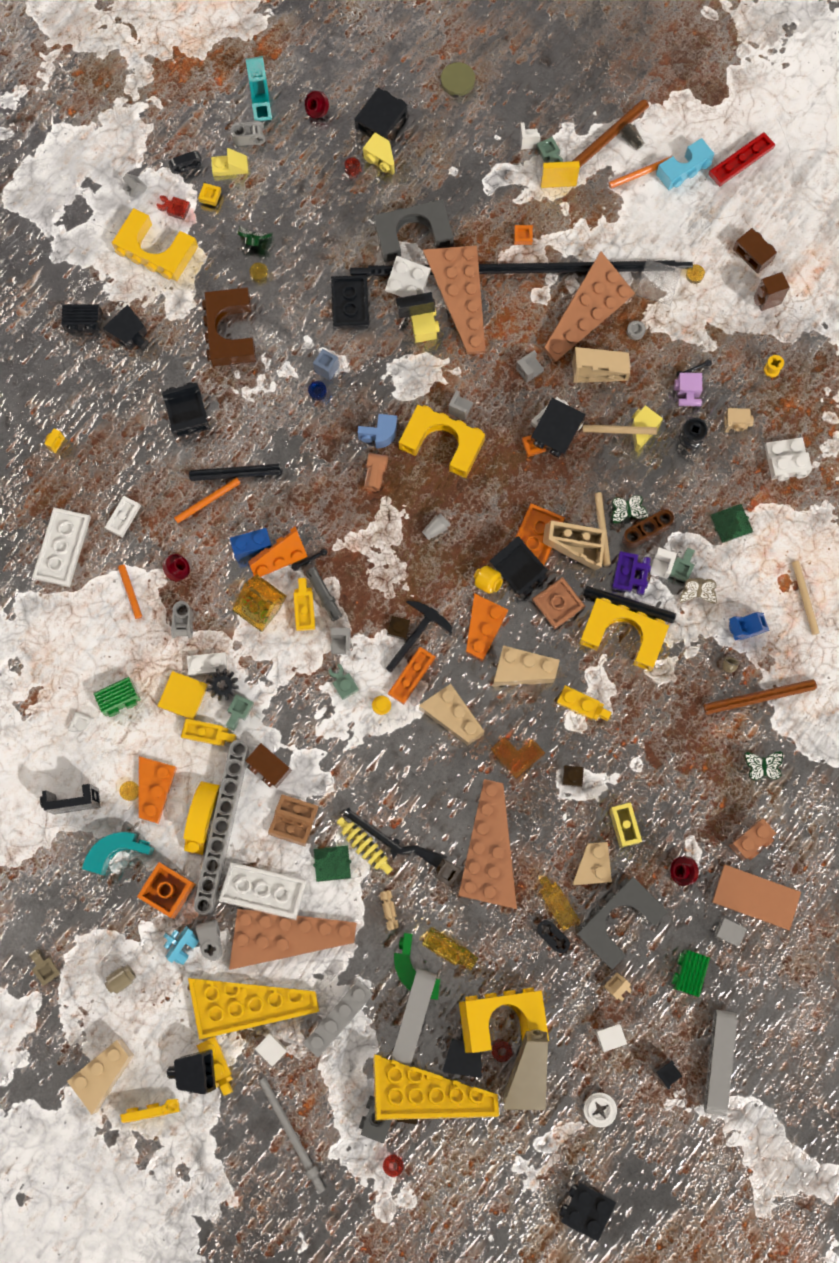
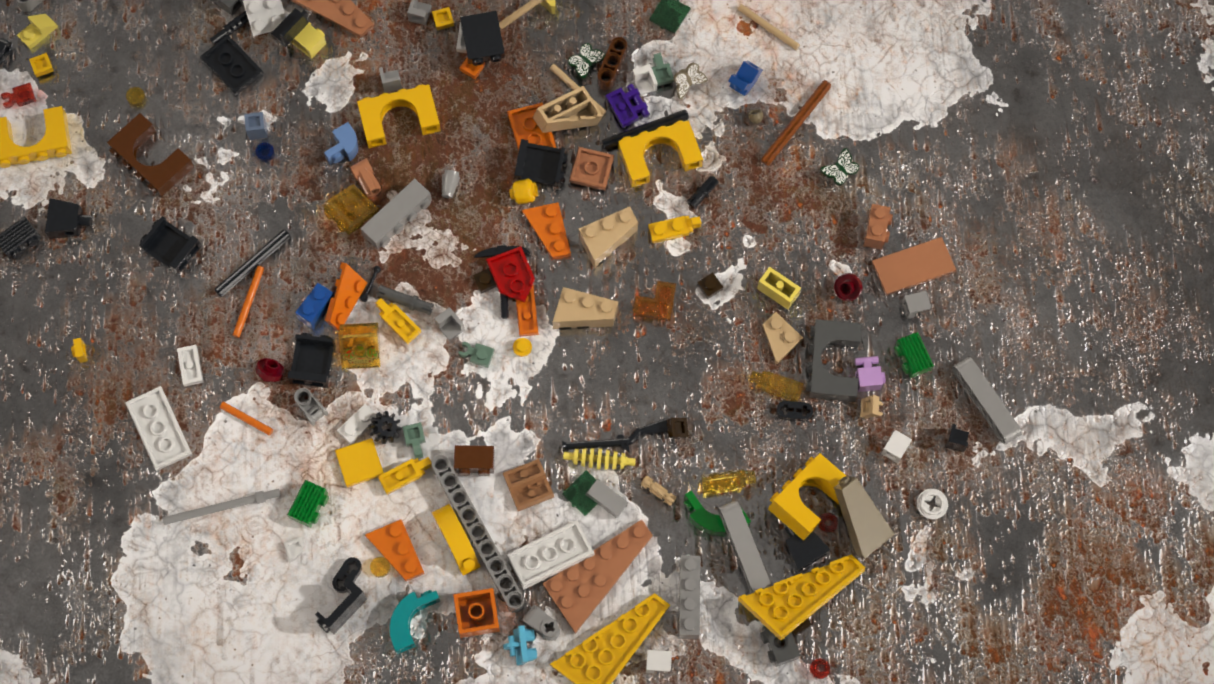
camera: 45 degrees left, 5 degrees down
(86, 661) = (259, 497): none -> light grey bar
(98, 772) = (343, 571): none -> black beam
(214, 586) = (312, 360): none -> black panel
(252, 238) = (107, 73): dark green animal -> none
(341, 487) = (349, 209): none -> clear yellow plate
(343, 883) = (607, 498): none -> light grey slope
(373, 519) = (396, 214): none -> light grey brick
(422, 639) = (512, 273): none -> red tile
(489, 862) = (699, 393): nougat wing -> none
(543, 387) = (443, 18): none -> yellow plate
(587, 1210) = (982, 581): black plate -> none
(632, 694) = (702, 192): none -> black axle
(637, 960) = (869, 377): none -> lavender brick

